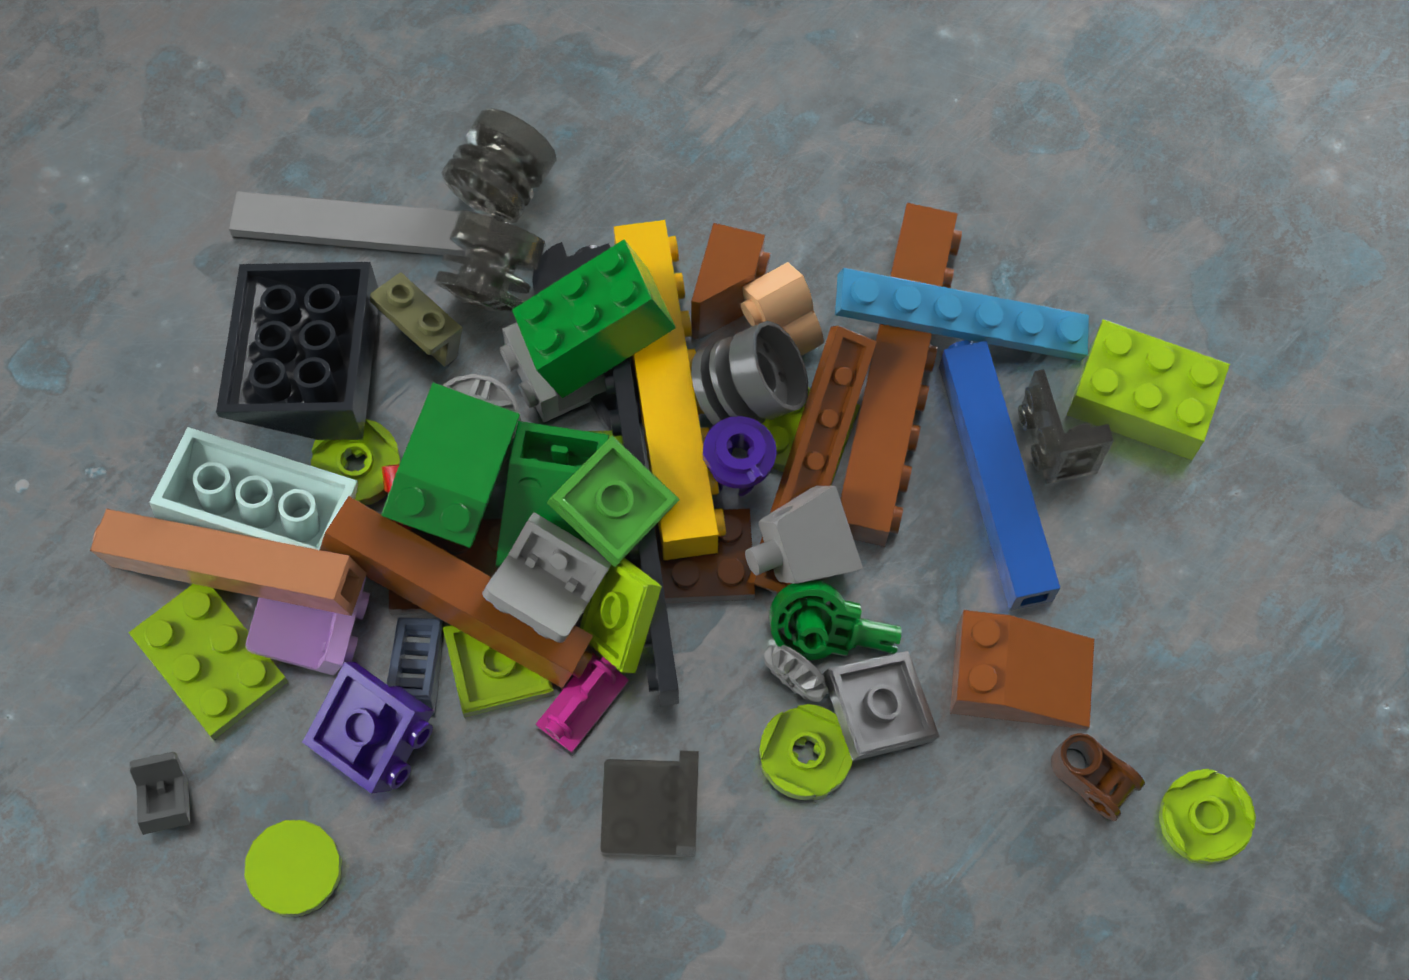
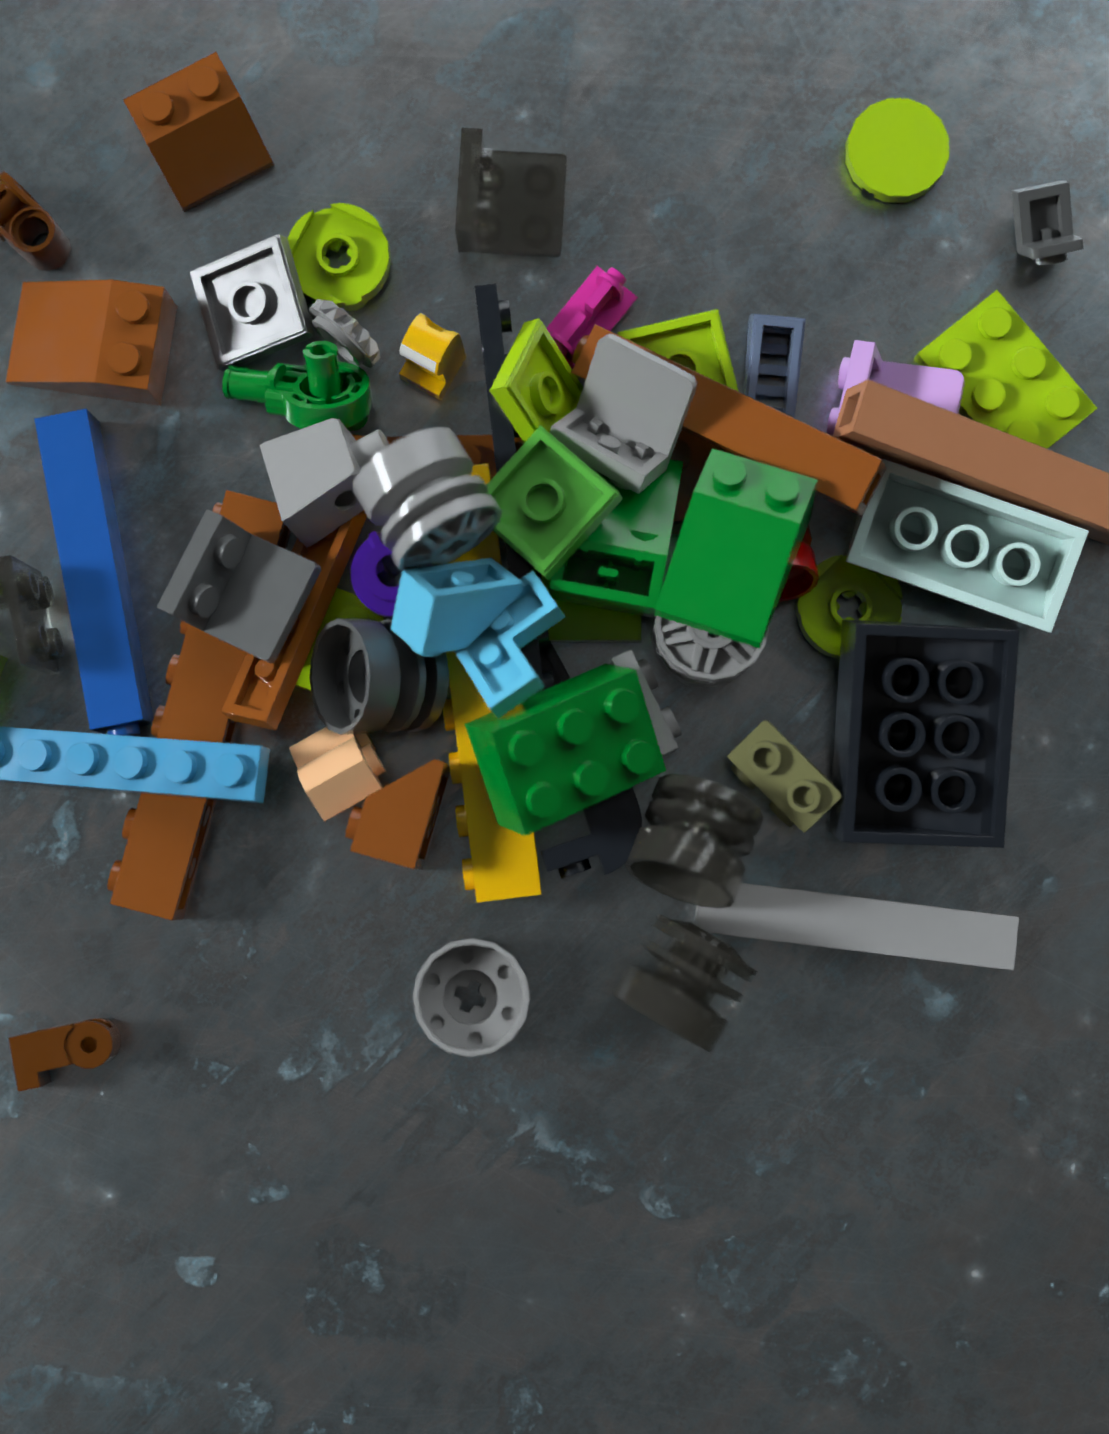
camera: 175 degrees left, 15 degrees up
(369, 729) = (820, 279): dark purple plate -> none
(656, 389) = (495, 655): none -> medium azure plate
(668, 153) = (481, 1028): none -> light grey wheel
(686, 415) = (451, 603): none -> medium azure slope
(706, 474) = (426, 499): none -> light grey wheel
(717, 657) = (431, 356): none -> yellow leg
(865, 435) = (239, 587): none -> dark grey bracket
(940, 861) = (199, 131): none -> dark orange slope
(987, 123) = (78, 1043): none -> reddish brown leg

